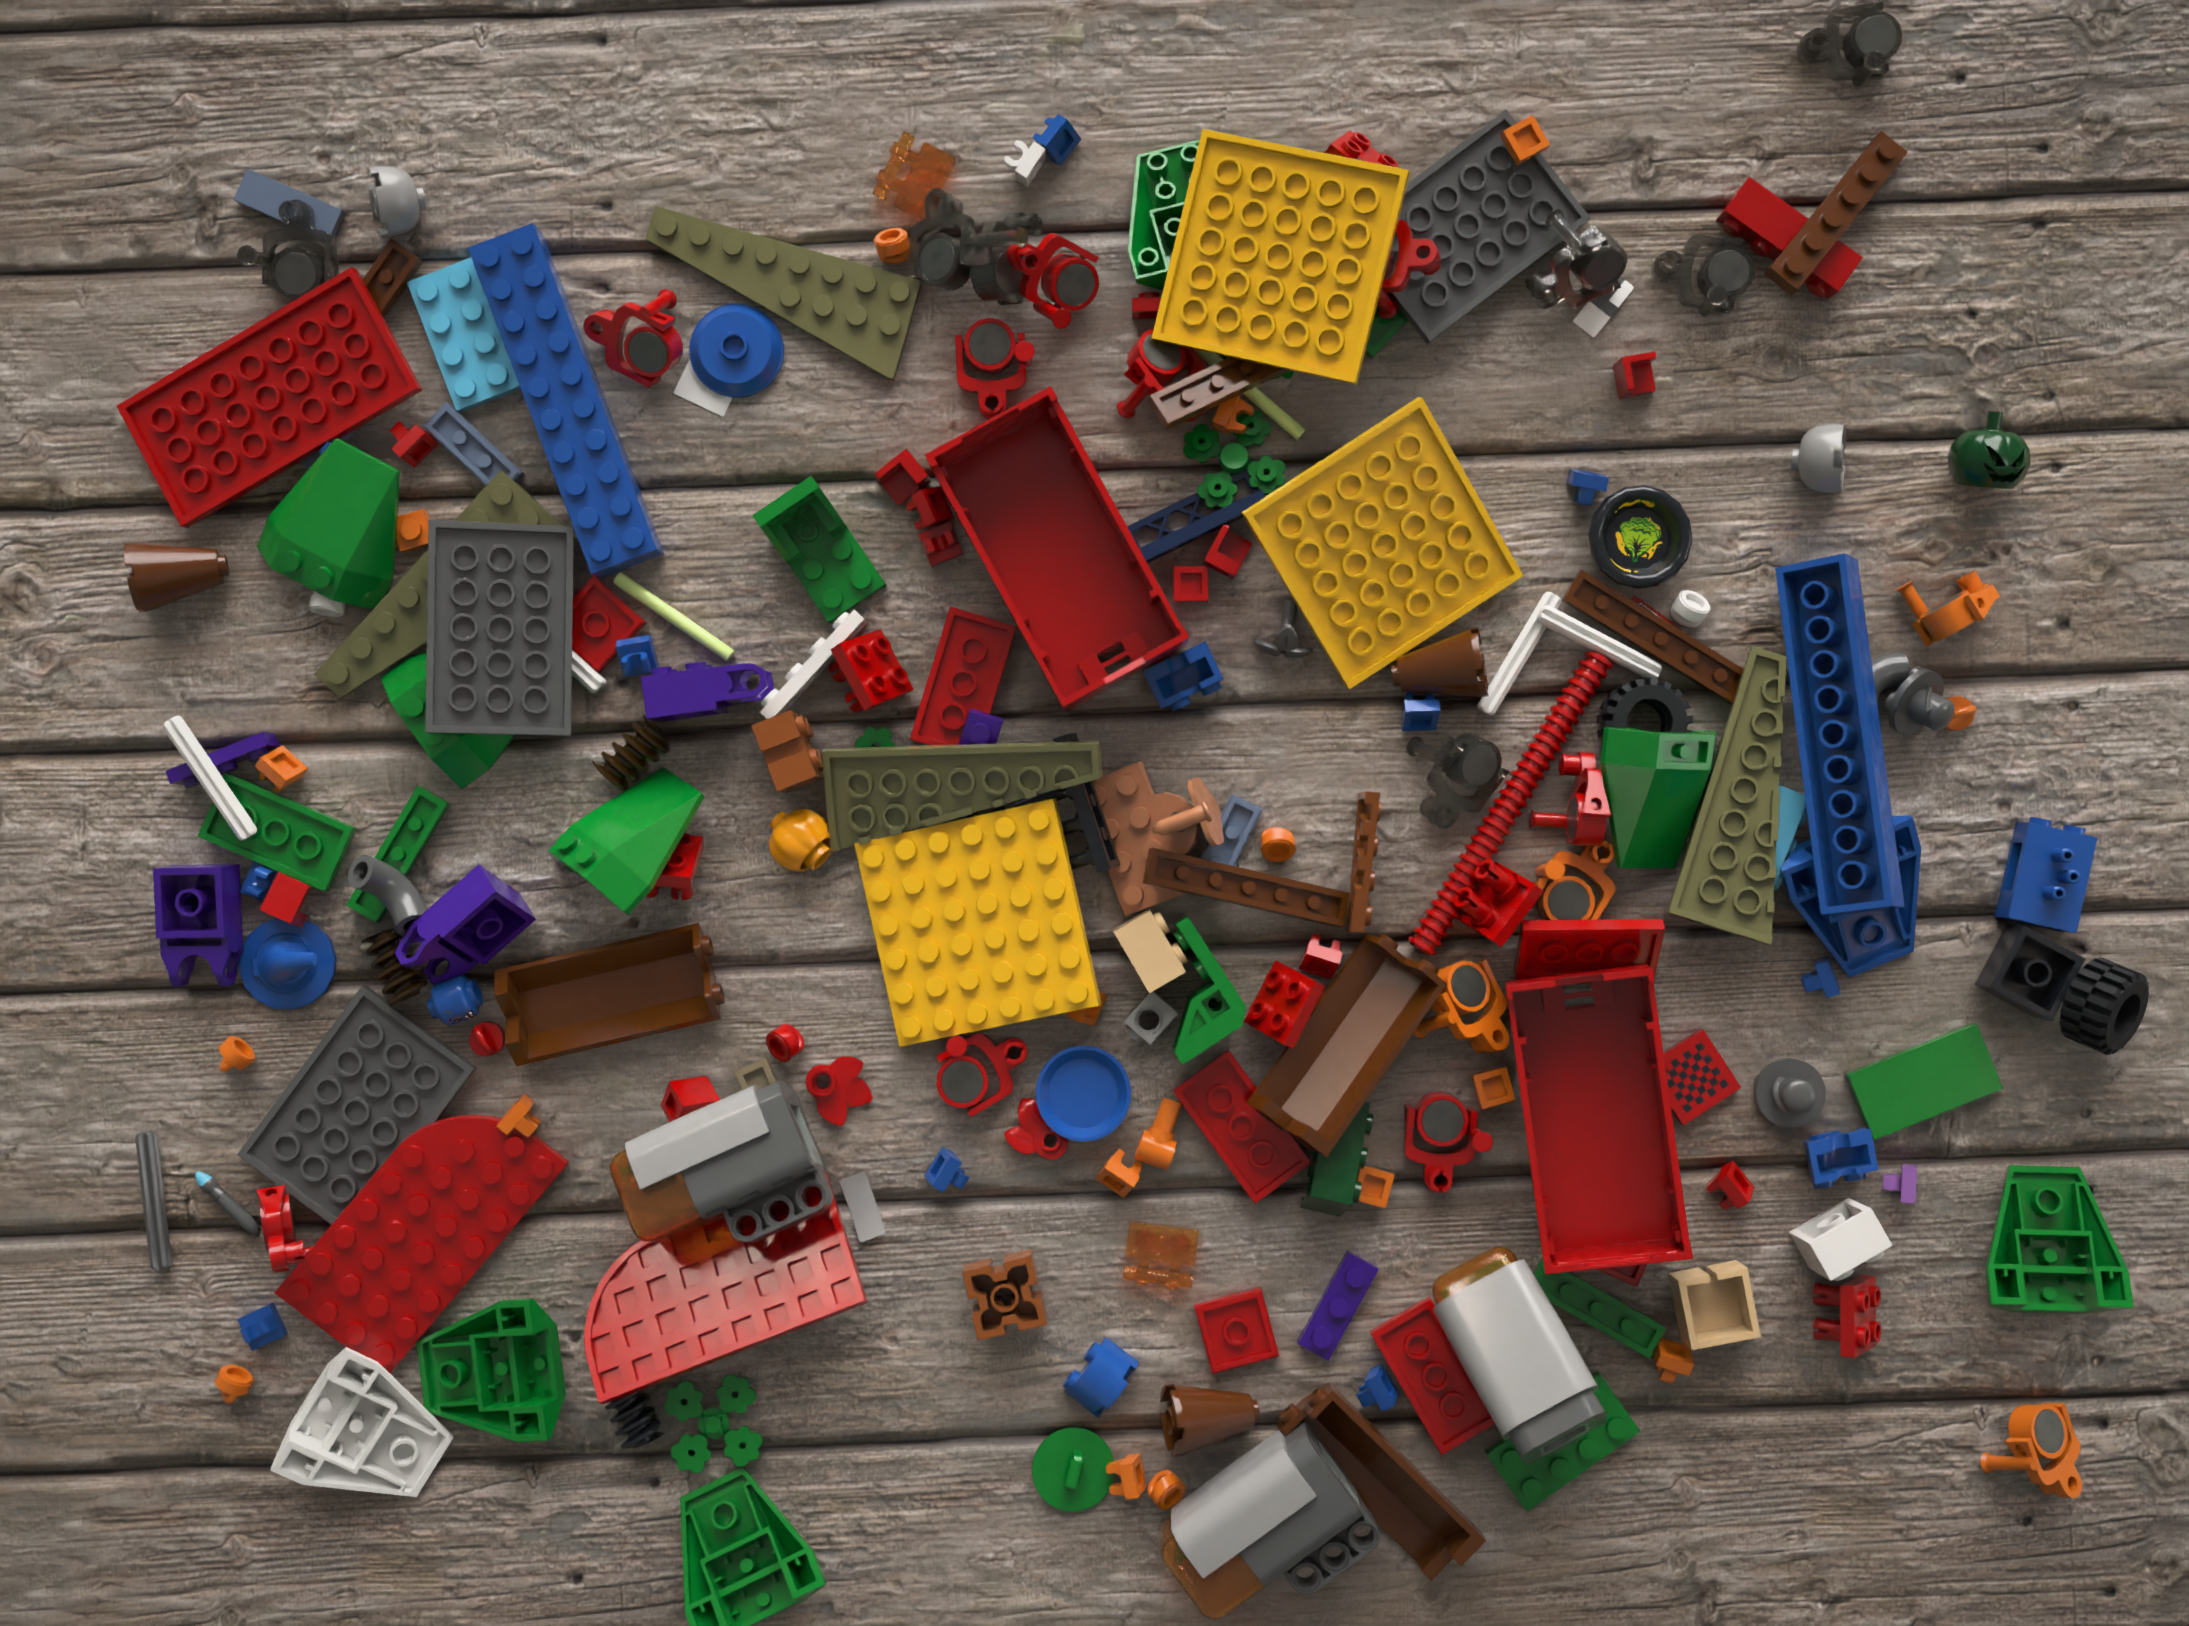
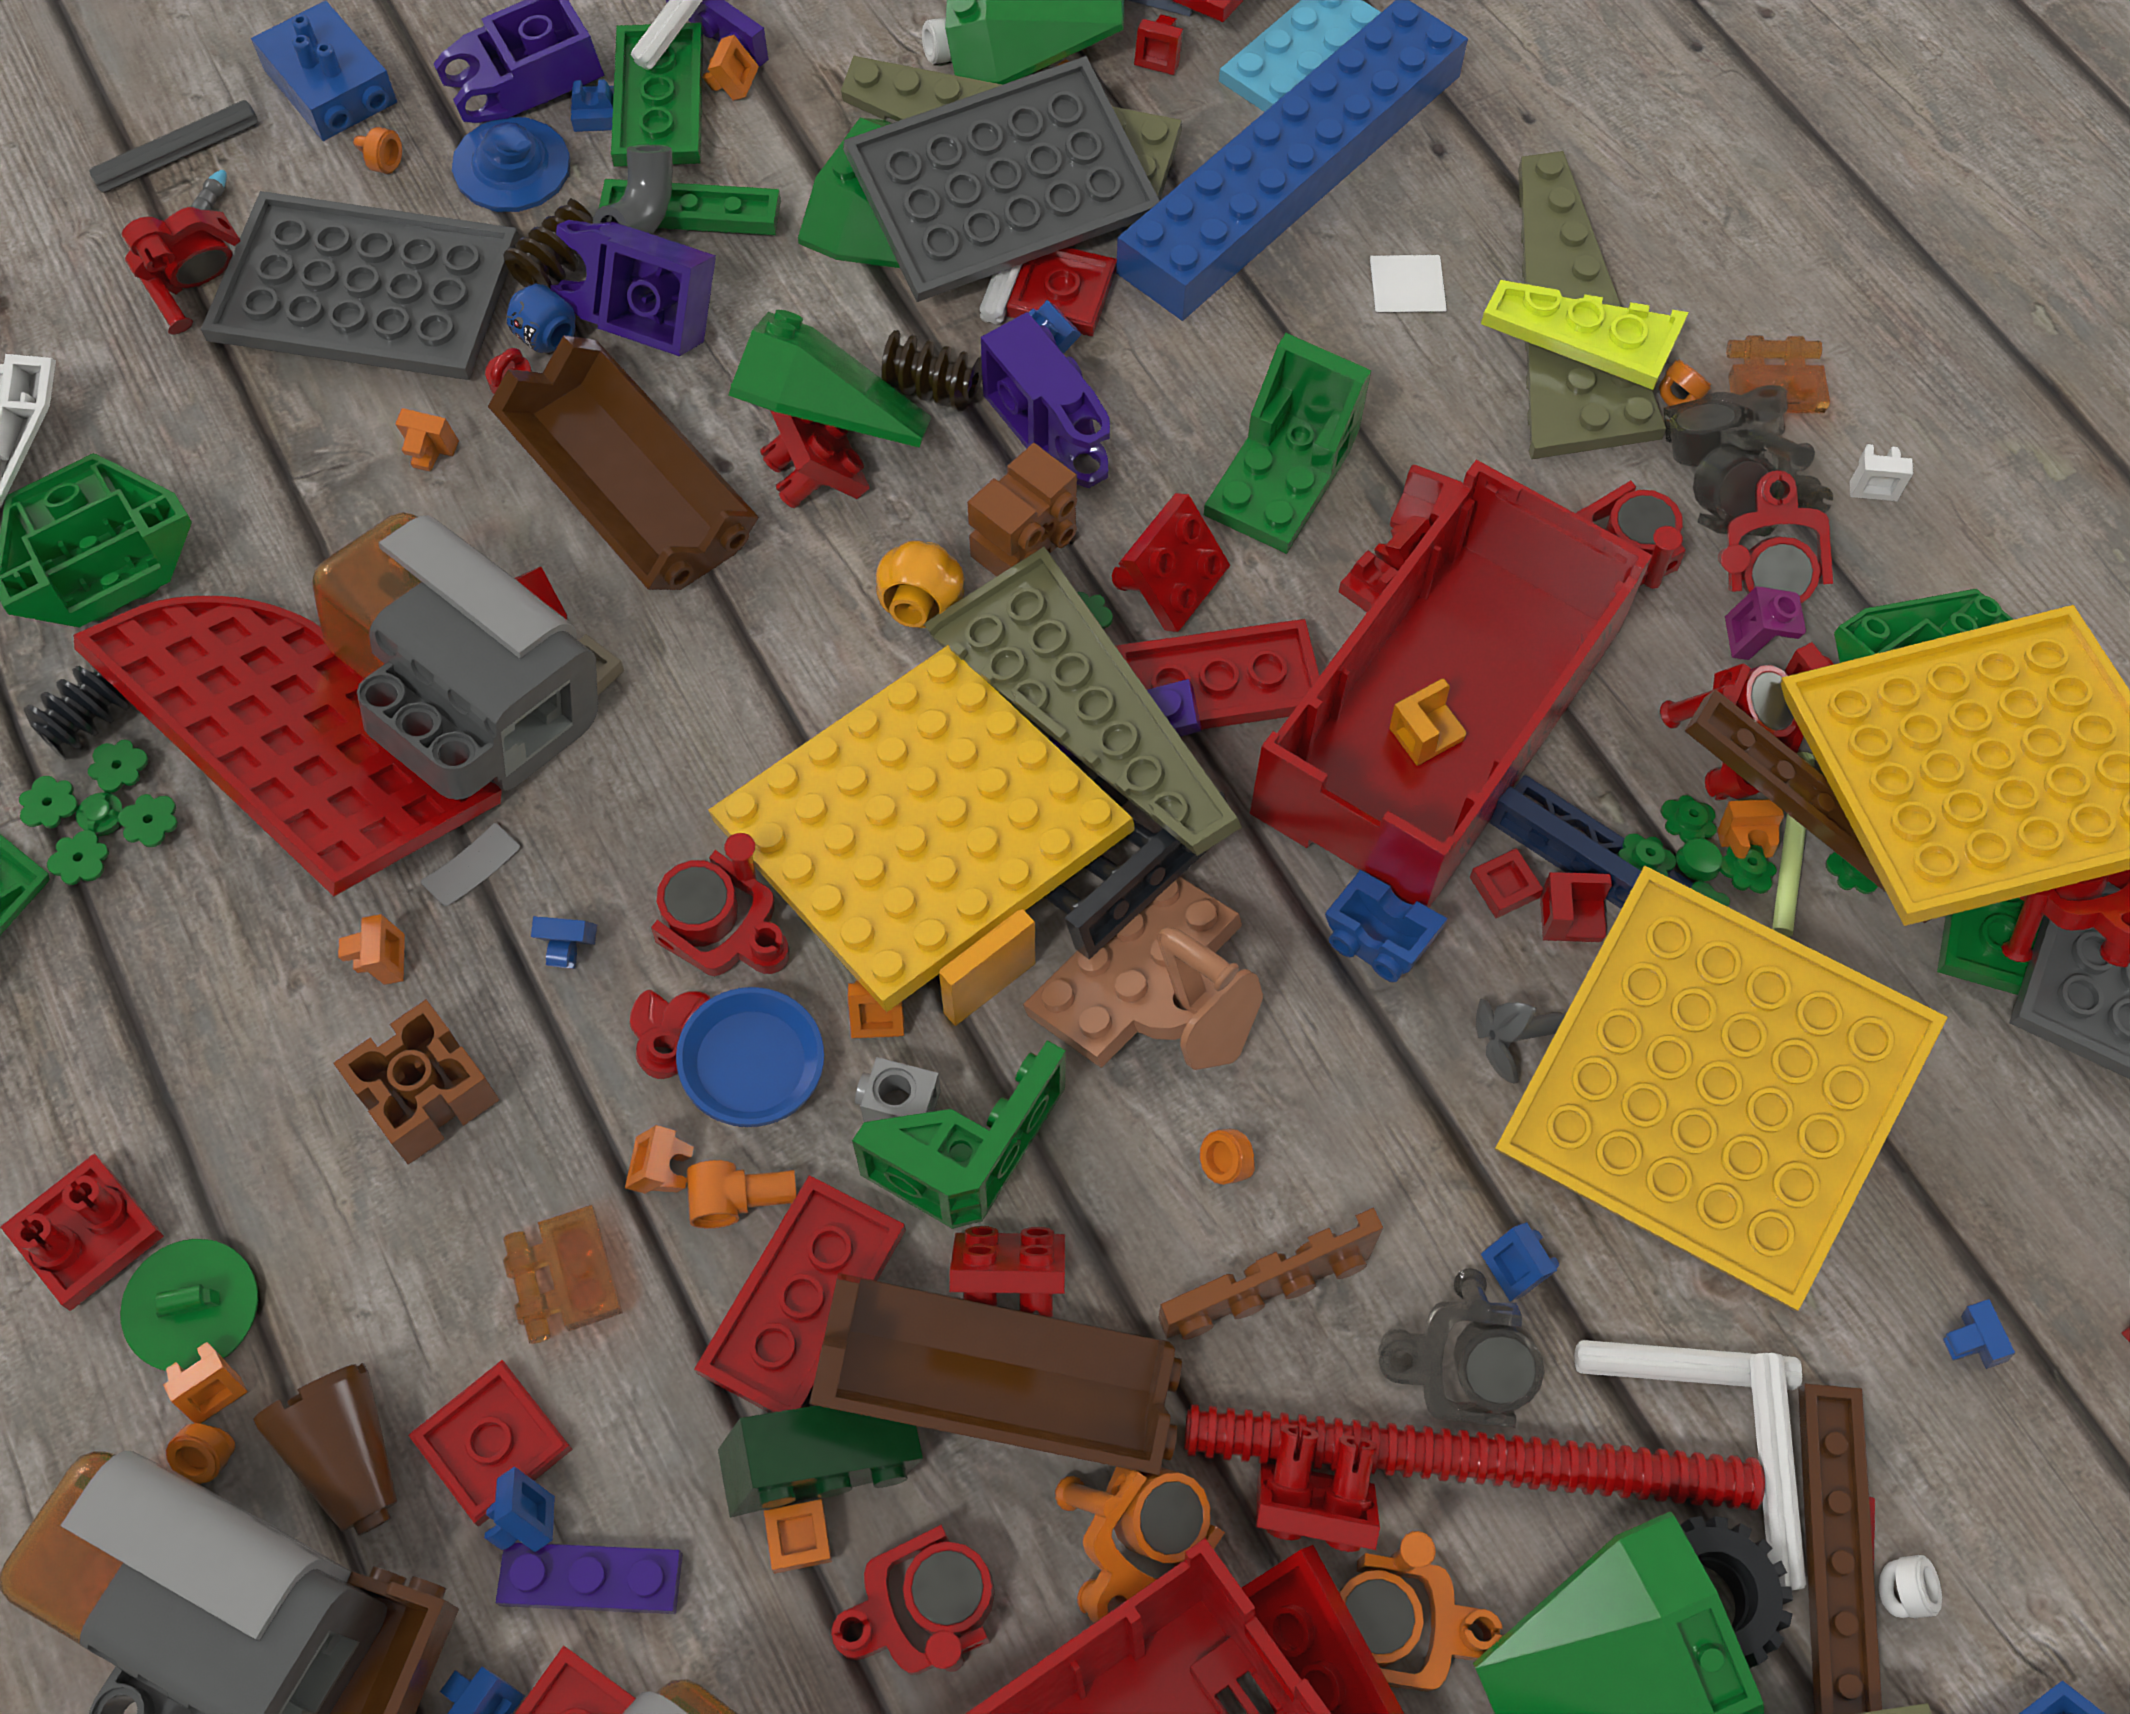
camera: 60 degrees right, 25 degrees down
(135, 1067) = (324, 70): none -> blue piece
(262, 1326) = (56, 297): blue tile -> none
(286, 900) = (581, 117): red panel -> none
(419, 1233) = (232, 397): red plate -> none
(469, 445) = (1191, 96): sand blue tile -> none
(648, 348) = (1404, 192): red piece -> none
(673, 616) = (1117, 349): yellowish green bar -> none
(736, 350) = (1449, 289): blue piece -> none
(785, 1042) = (648, 675): red tile -> none
(802, 676) = (1137, 507): white plate -> none
(834, 284) = (1601, 335): none -> neon yellow wing
(843, 1091) = (622, 772): red plate -> none
(901, 1285) = (376, 949): none -> orange tile
(1000, 1516) = (81, 1232): none -> red plate
(1058, 139) = (1931, 493): blue tile -> none
(1067, 573) = (1426, 723): none -> light orange panel
(1099, 313) = (1761, 618): none -> magenta bracket
(1099, 930) = (988, 966): none -> light orange tile
(1101, 1378) = (345, 1275): blue cylinder -> none
(1150, 951) = (991, 1040): tan piece -> none
(1237, 824) = (1183, 1093): sand blue tile -> none
(1245, 887) = (1146, 1132): reddish brown plate -> none
(1289, 1328) = (521, 1512): none -> blue tile
(1320, 959) = (1098, 1291): red tile -> none
(1445, 667) = (1608, 1262): reddish brown cone -> none
(1493, 1087) = (1030, 1641): orange plate -> none
(1587, 804) = (1533, 1559): red piece -> none
(1640, 536) = (1964, 1450): black piece -> none

